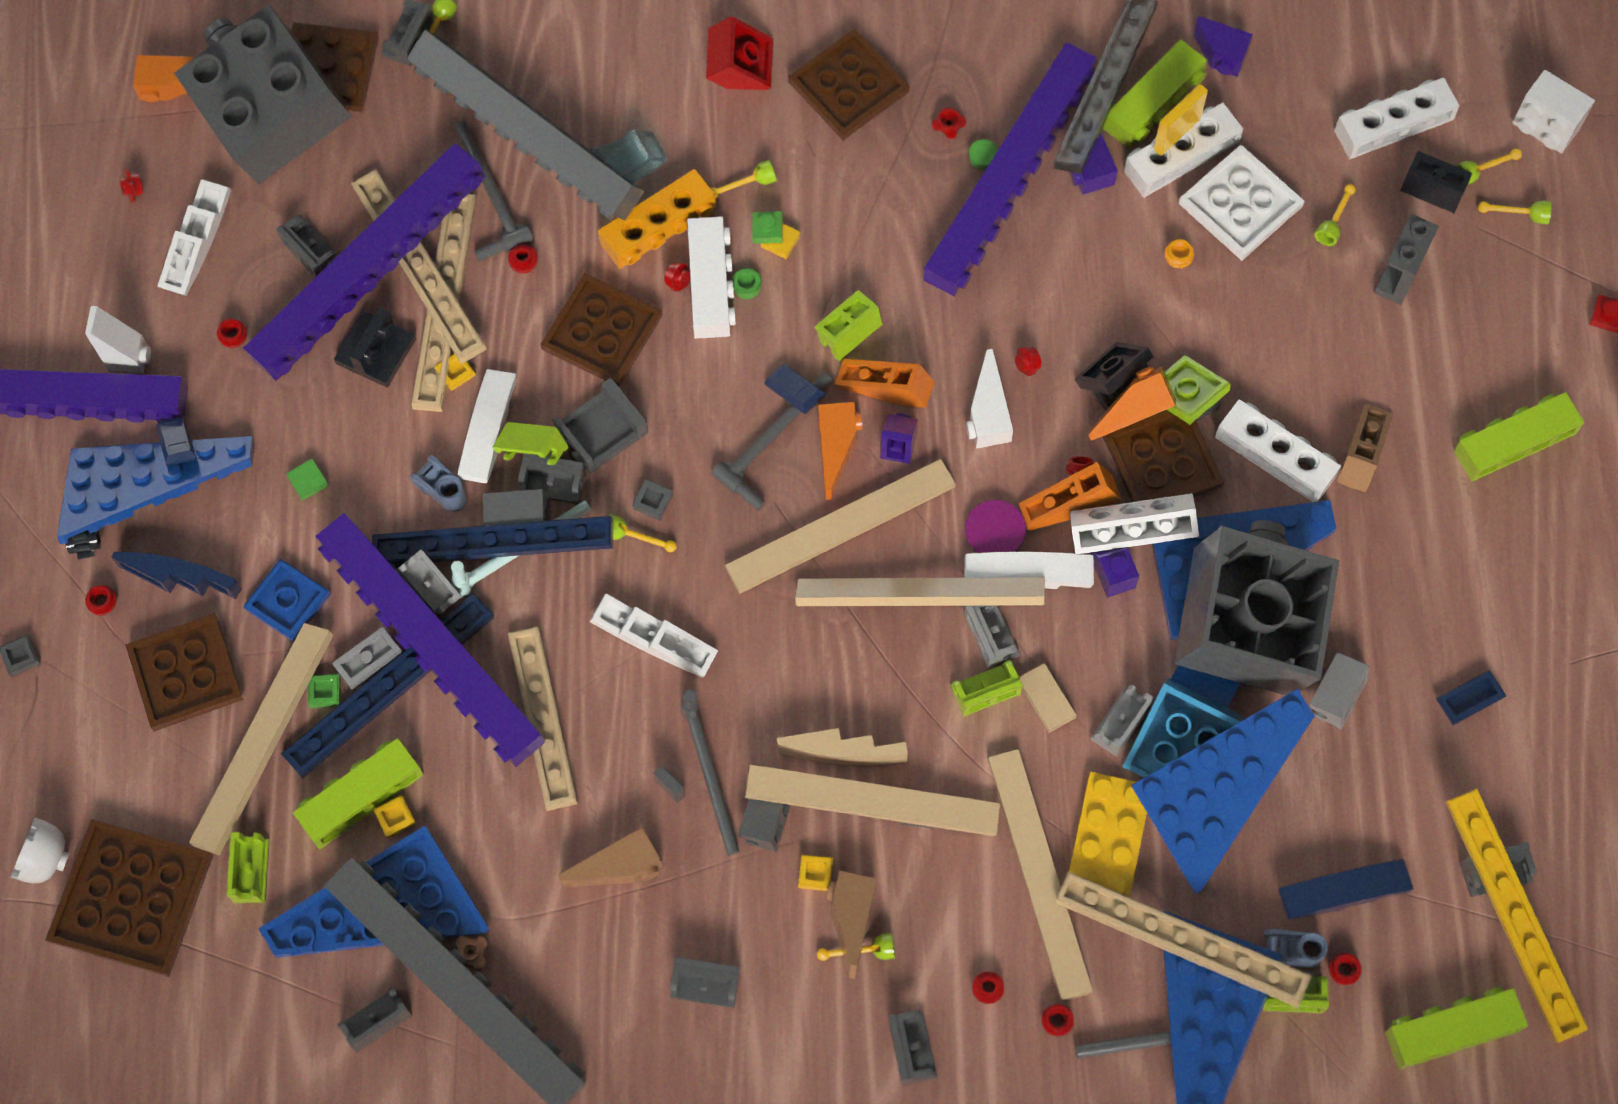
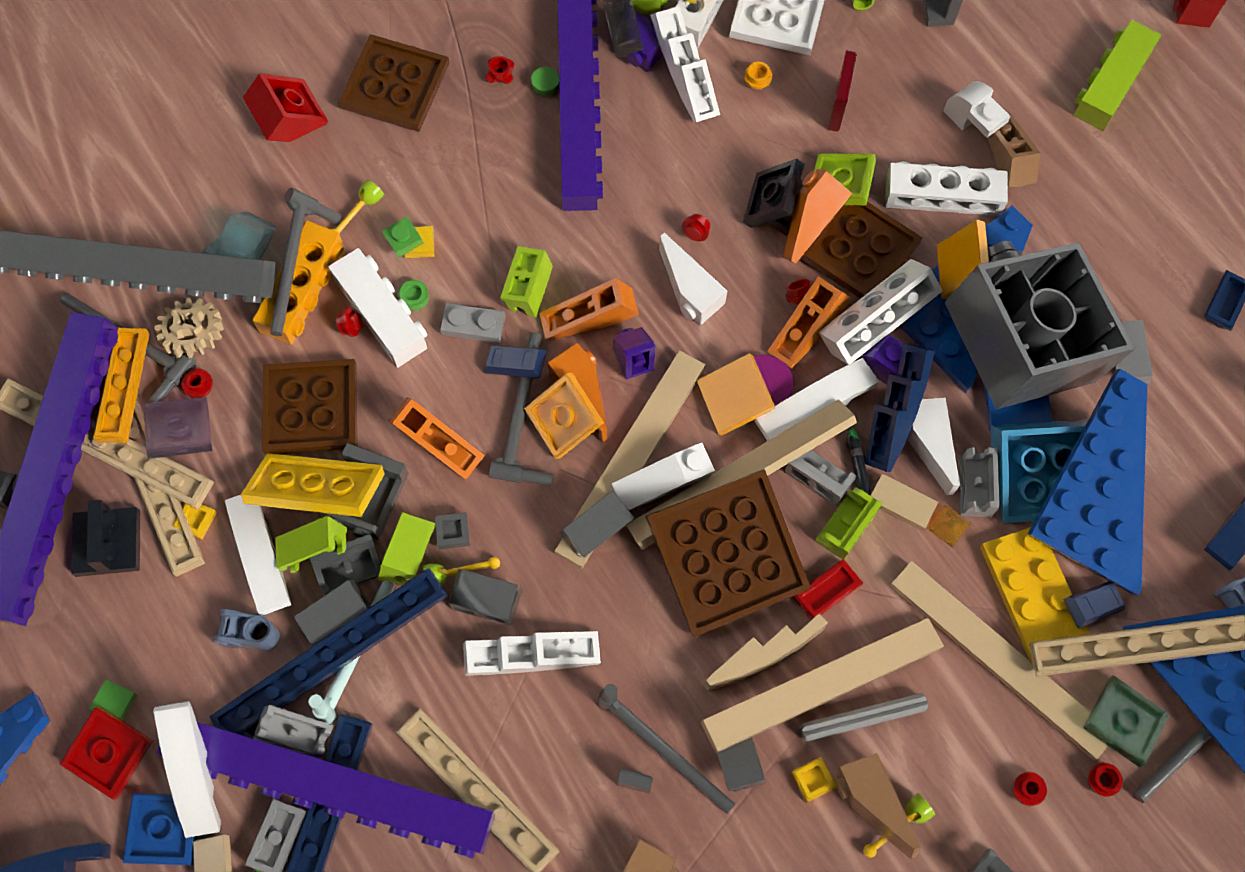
camera: 35 degrees left, 0 degrees up
(279, 515) = (106, 752): none -> red tile
(330, 561) = (187, 768): none -> white slope
(461, 226) = (121, 386): none -> light orange tile
(484, 287) = (177, 427): none -> clear purple tile
(543, 207) = (189, 328): none -> tan gear
(563, 396) = (313, 484): none -> yellow plate
(604, 491) = (406, 549): none -> lime hinge
(644, 568) = (485, 597): none -> dark grey piece
(687, 415) = (436, 437): none -> orange slope
(698, 154) = (301, 206): none -> dark grey bar
(770, 561) = (596, 525): none -> dark grey hinge
(781, 336) = (472, 323): none -> light grey plate
(803, 457) = (563, 415): none -> light orange tile
(852, 557) = (664, 477): none -> white slope
(864, 648) = (728, 552): none -> reddish brown plate
(890, 849) = (864, 717): none -> light grey axle
(932, 731) = (828, 589): none -> red tile
(962, 523) = (735, 394): none -> light orange tile
(1038, 626) = (858, 462): none -> black piece
(1073, 741) = (949, 525): none -> clear yellow slope
(1085, 620) = (901, 404): none -> dark blue slope
(1108, 654) = (934, 443): none -> white slope
(1108, 985) = (1126, 721): none -> clear green tile
(1114, 208) = (685, 67): none -> white slope
(1149, 877) = (1094, 604): none -> dark blue tile
(1240, 310) = (842, 91): none -> dark red tile
(1241, 511) = (960, 255): none -> light orange tile
(1356, 395) = (976, 106): none -> white brick

